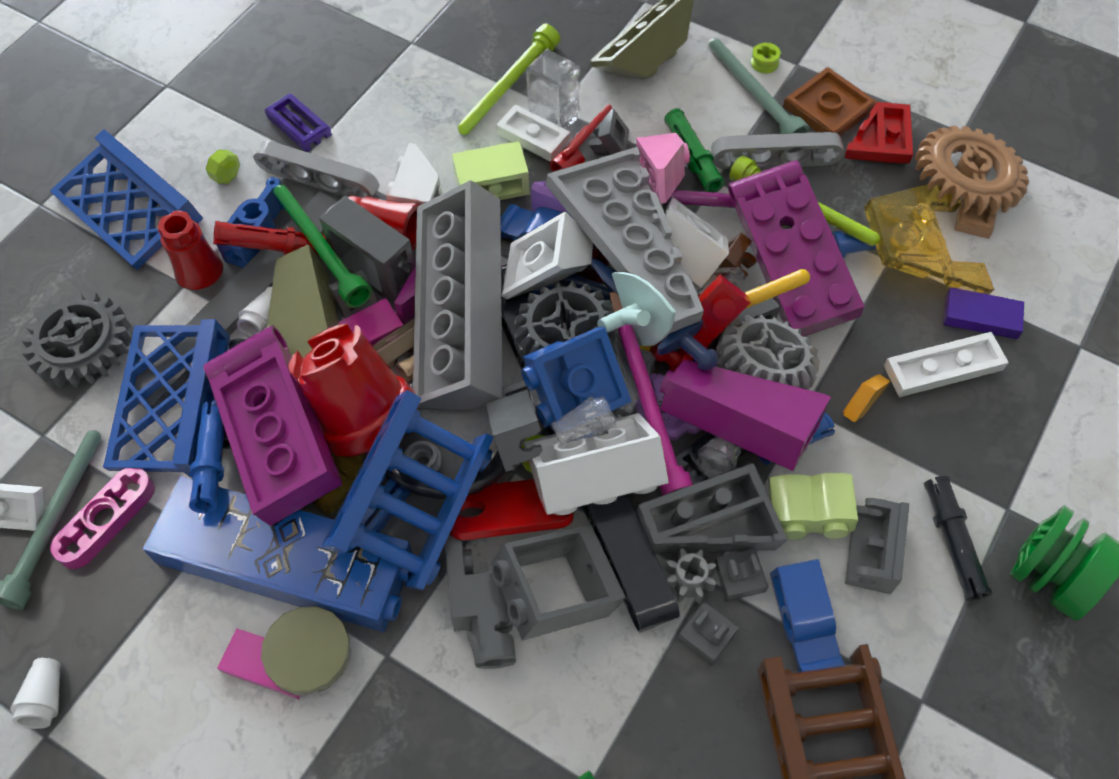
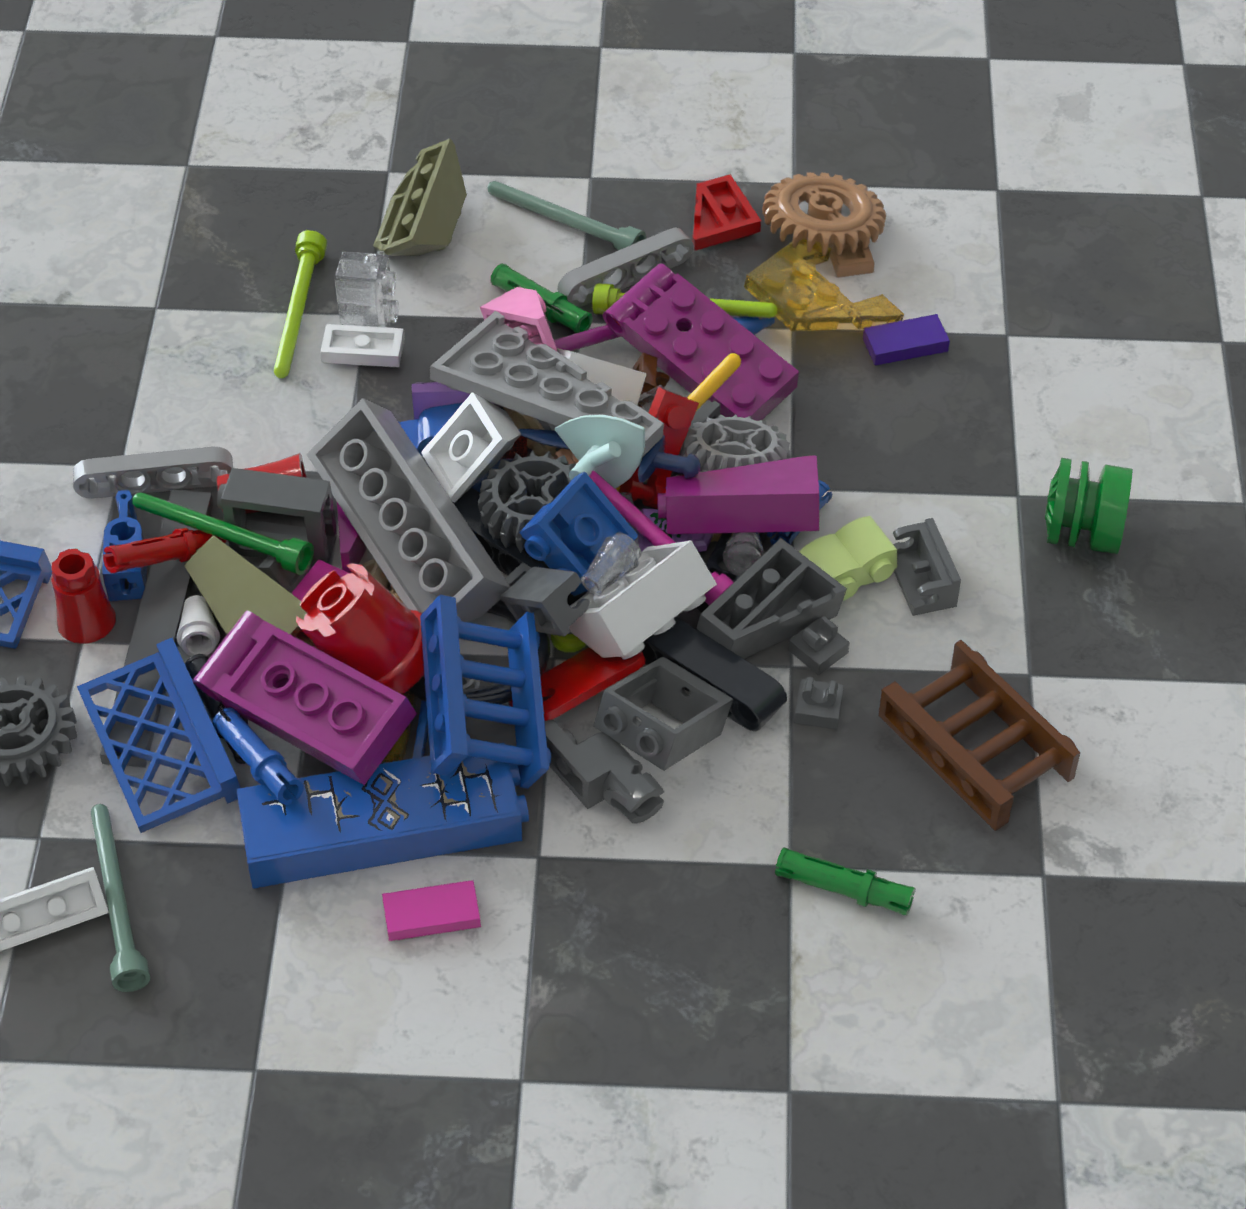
camera: 30 degrees left, 10 degrees down
(38, 695) = (229, 1034): white cone -> none
(103, 534) = (177, 888): dark pink beam -> none
(222, 166) = (44, 508): lime tile -> none
(306, 650) = (466, 875): olive tile -> none
(311, 136) = (86, 439): dark purple tile -> none
(415, 179) = (273, 435): white slope -> none
(495, 168) = (337, 394): yellowish green brick -> none
(571, 155) = (422, 355): red plant -> none
(611, 135) = (444, 317): dark grey tile -> none
(693, 563) = (778, 659): light grey gear -> none
(762, 64) = (555, 182): lime bush -> none
(807, 615) = (893, 644): blue piece -> none
(829, 103) = (648, 202): dark orange tile -> none
(865, 397) = (843, 453): light orange tile -> none
(945, 364) = (897, 396): white plate -> none
(957, 538) = (974, 522): black pin -> none

